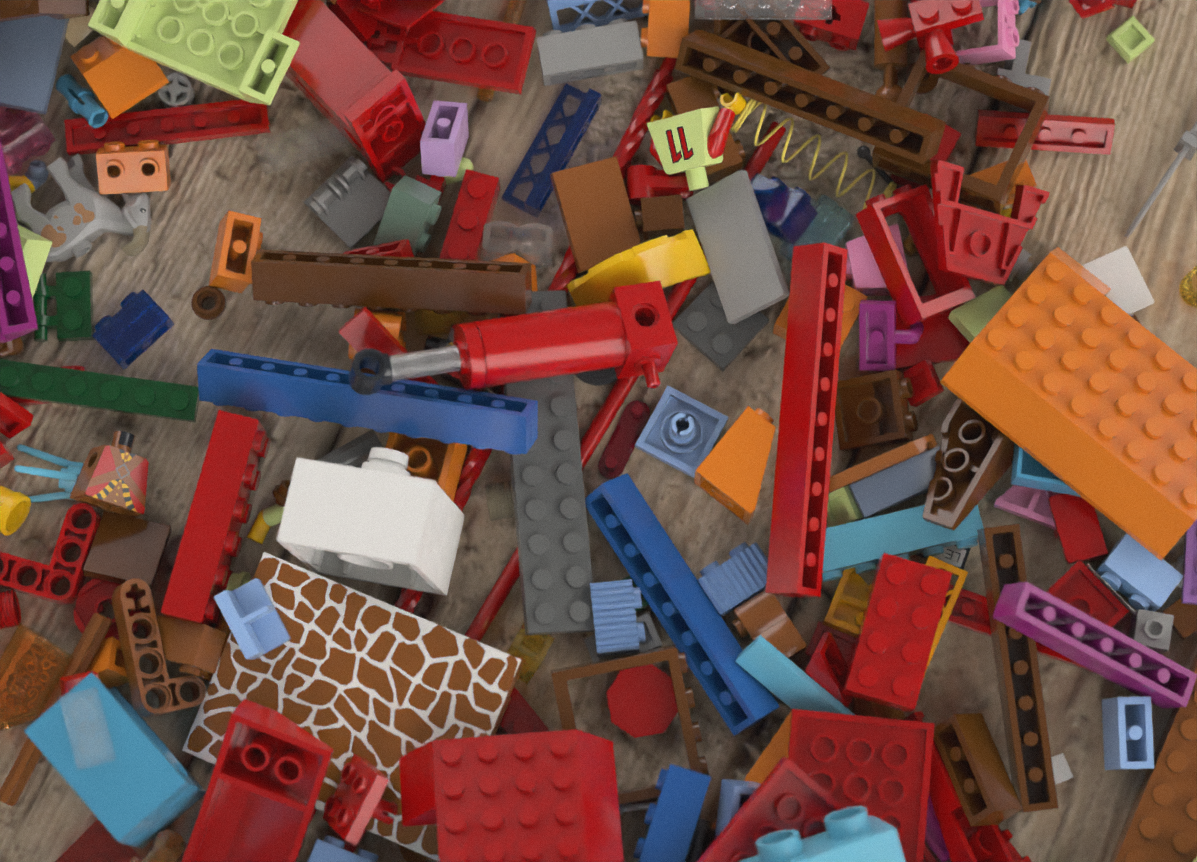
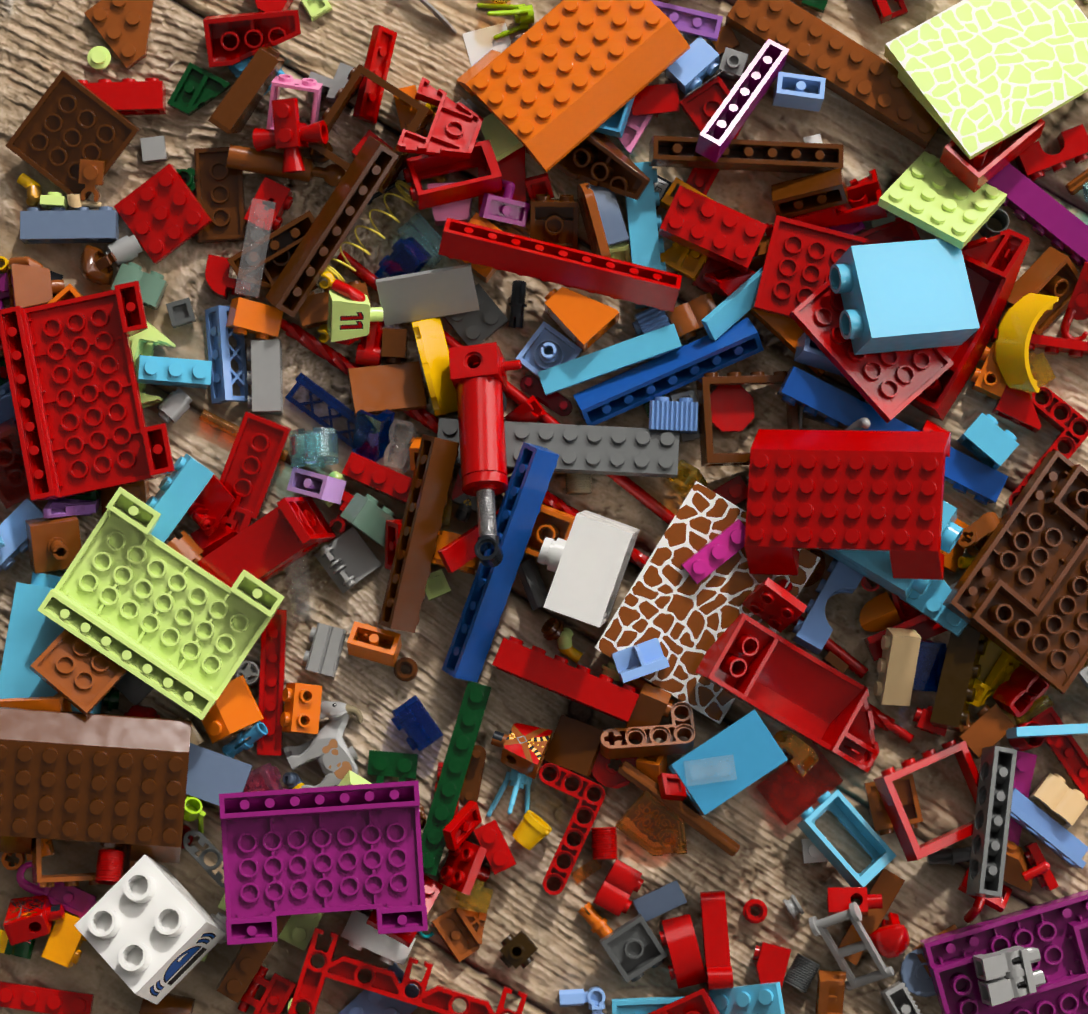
camera: 80 degrees left, 5 degrees up
(73, 419) = (474, 774): none -> reddish brown piece
(219, 189) = (325, 650): none -> light grey brick
(327, 324) = (436, 585): none -> yellowish green plate
(421, 703) = (716, 552): none -> dark pink plate
(497, 127) = (314, 447): none -> clear light blue brick
(528, 202) = (372, 434): none -> clear blue panel
(592, 413) = (527, 412): none -> red brick
(685, 516) = (609, 359): none -> medium azure tile
(747, 378) = (517, 304): none -> black axle
(1171, 321) = (522, 14): none -> lime plant

